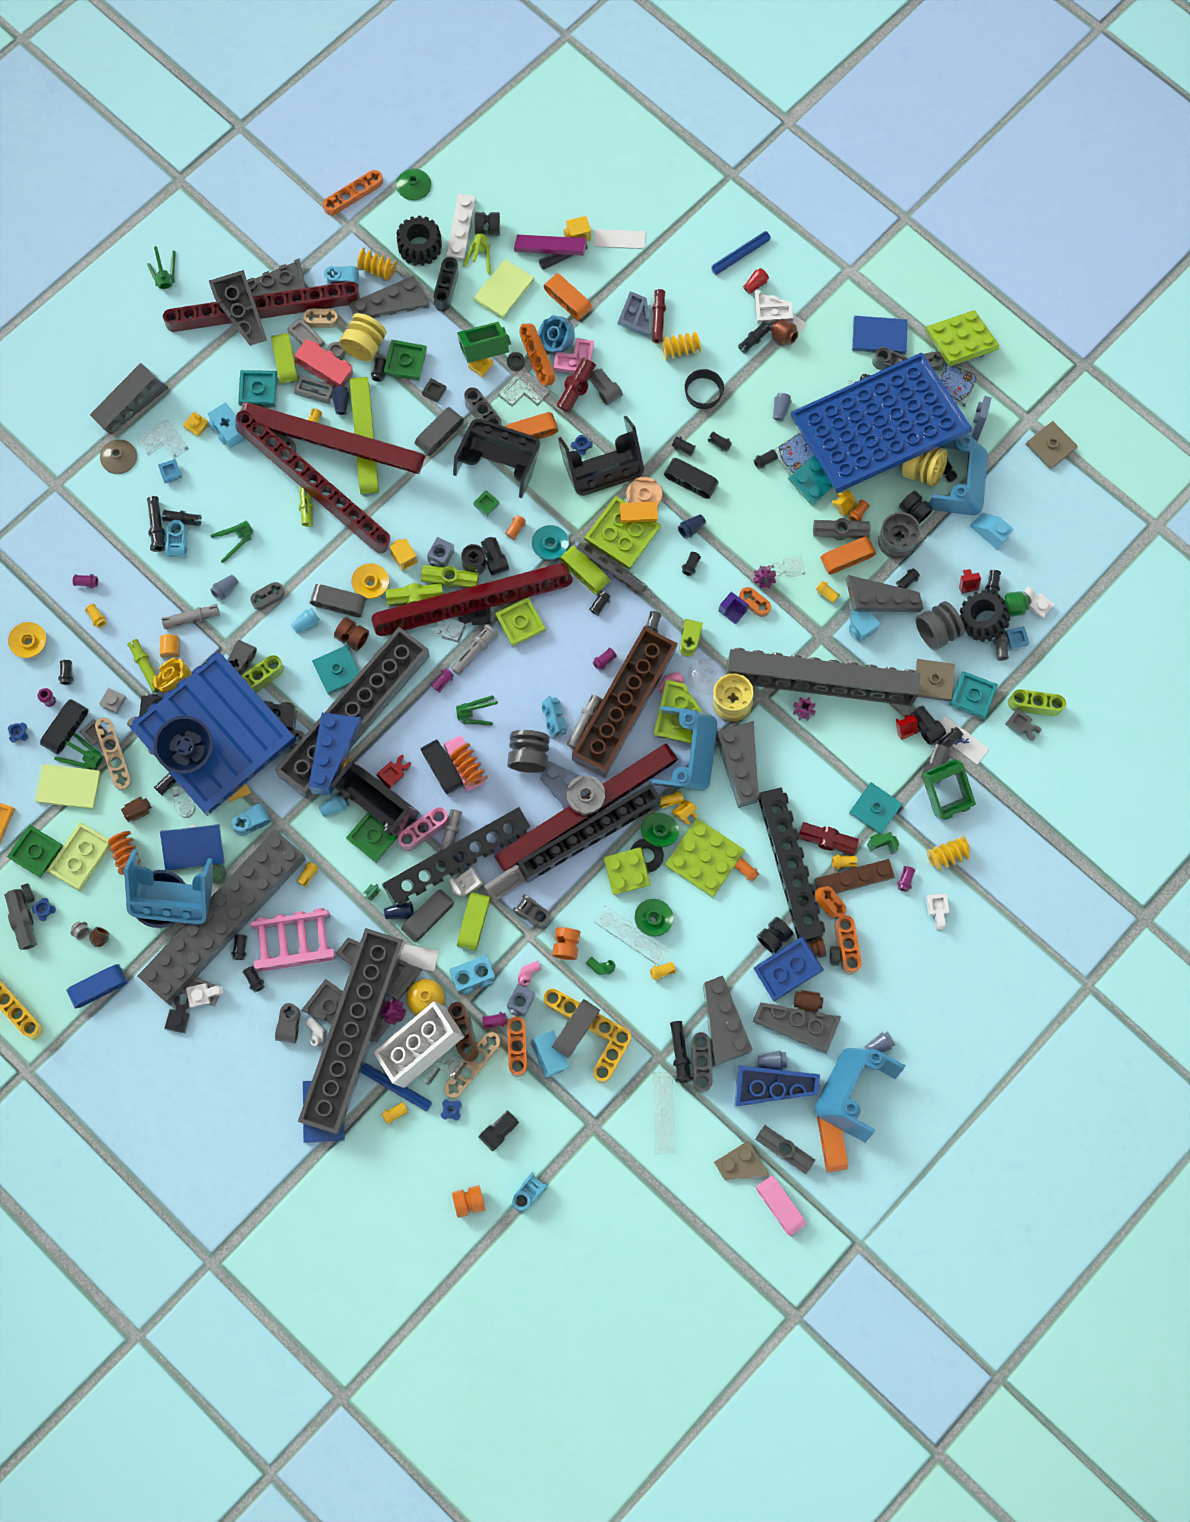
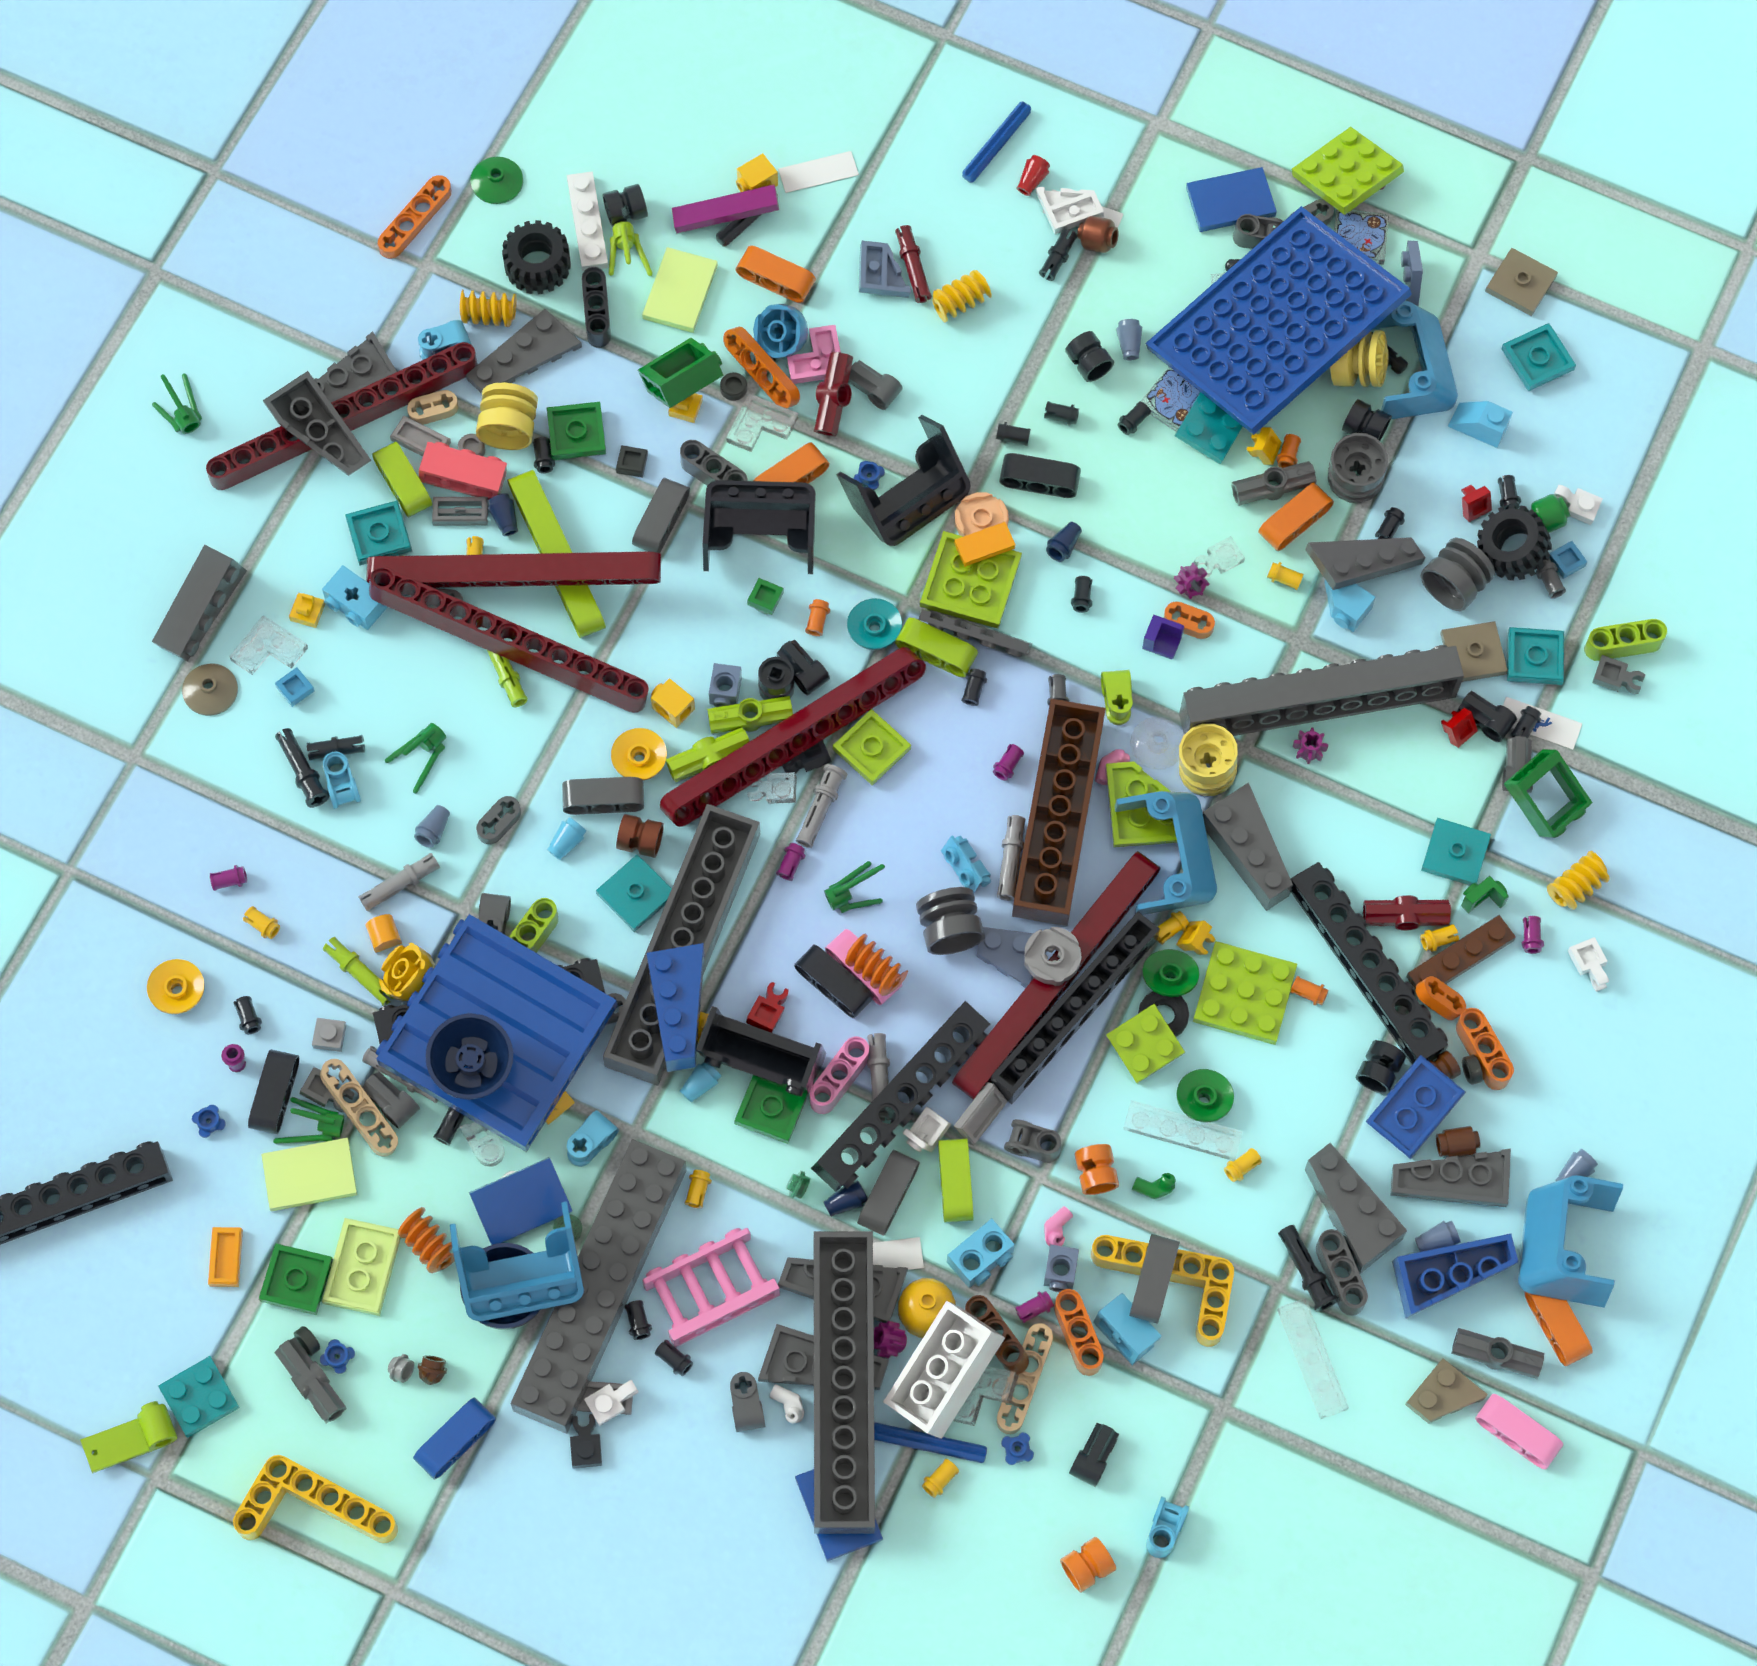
camera: 15 degrees left, 5 degrees down
(135, 756) = (395, 1105): none -> dark grey piece
(136, 809) = (421, 1174): reddish brown brick -> none
(704, 373) = (1019, 325): black tyre -> none
(750, 410) = (1089, 356): none -> black wheel
(1045, 498) = (1538, 356): none -> teal plate

